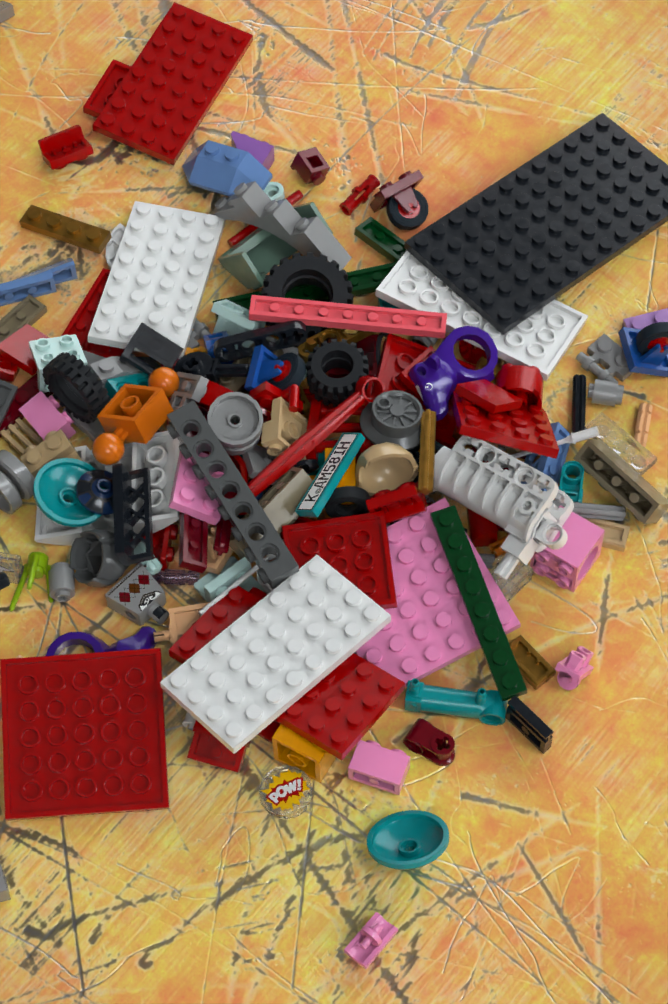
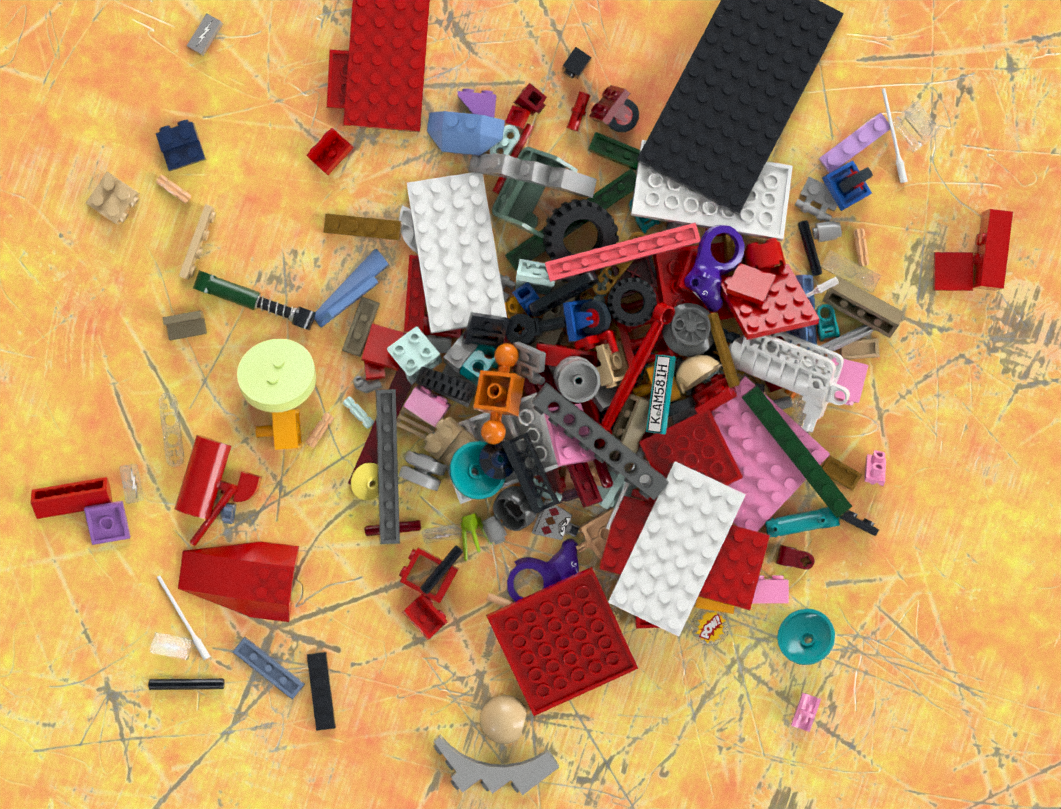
camera: 25 degrees left, 30 degrees up
(290, 178) = (517, 117): none -> red plate
(377, 149) = (576, 63): none -> black brick

